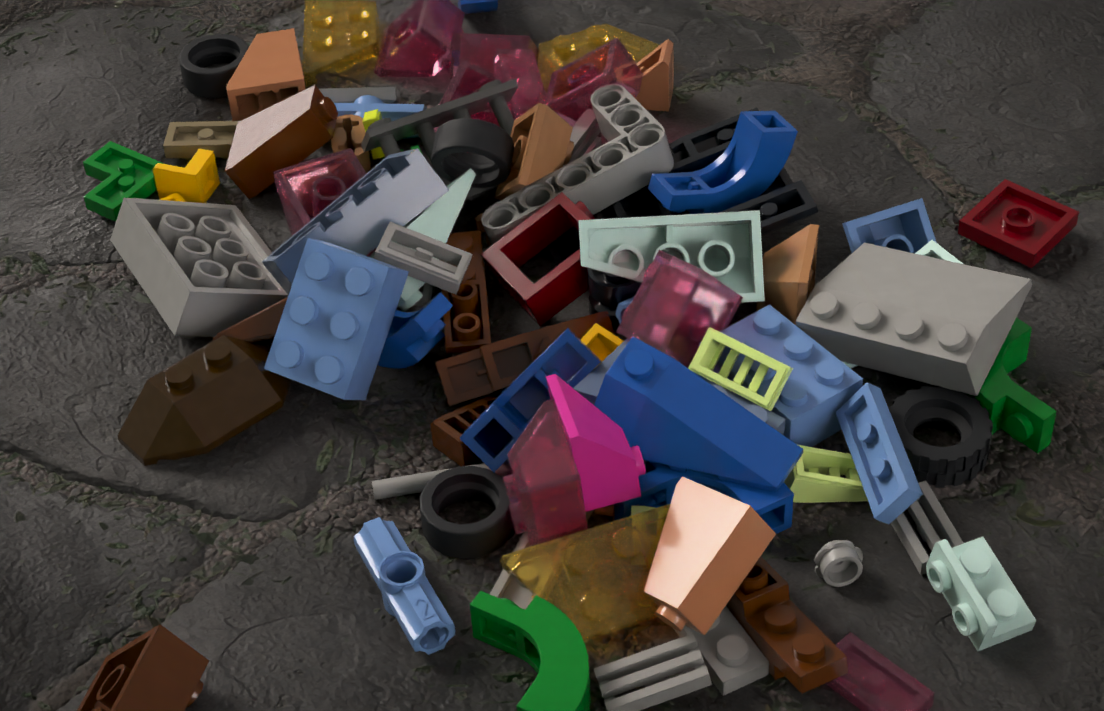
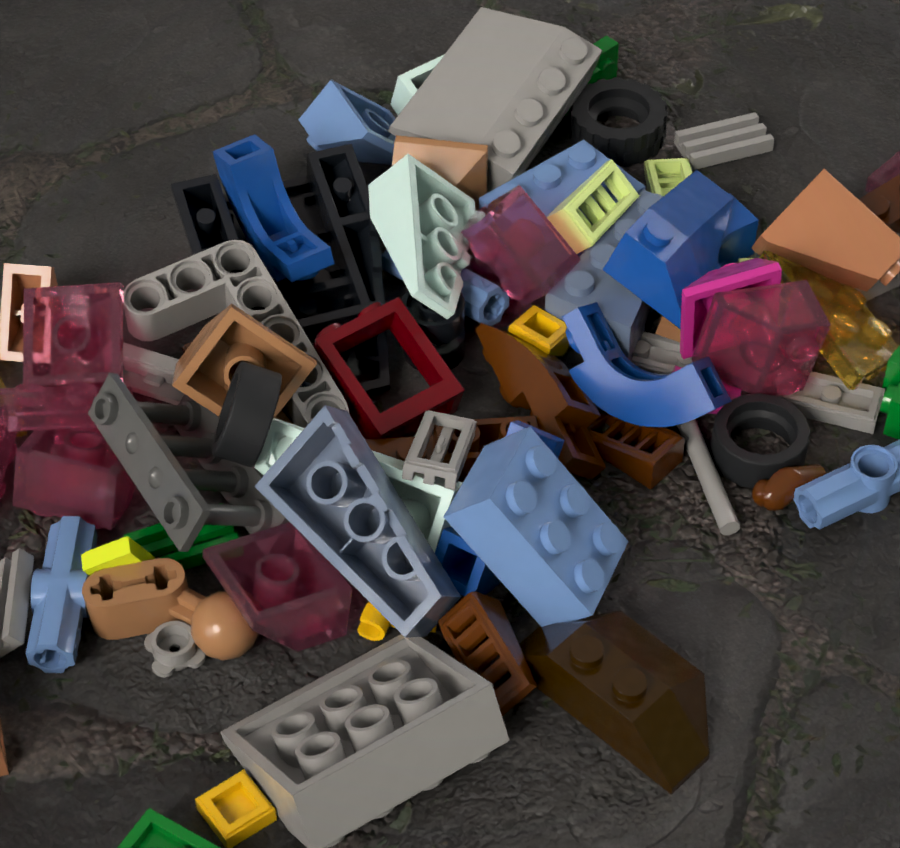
camera: 95 degrees left, 5 degrees up
(186, 138) = (74, 782): dark tan plate -> none
(193, 182) = (173, 781): yellow panel -> none
(279, 138) = (123, 663): reddish brown slope -> none
(407, 520) = (780, 488): none -> reddish brown arm
(839, 563) = (780, 187): light grey plate -> none
(878, 453) = (669, 142): medium blue plate -> none
(978, 592) = (805, 107): light aqua bracket -> none
(1018, 223) = (314, 53): dark red plate -> none

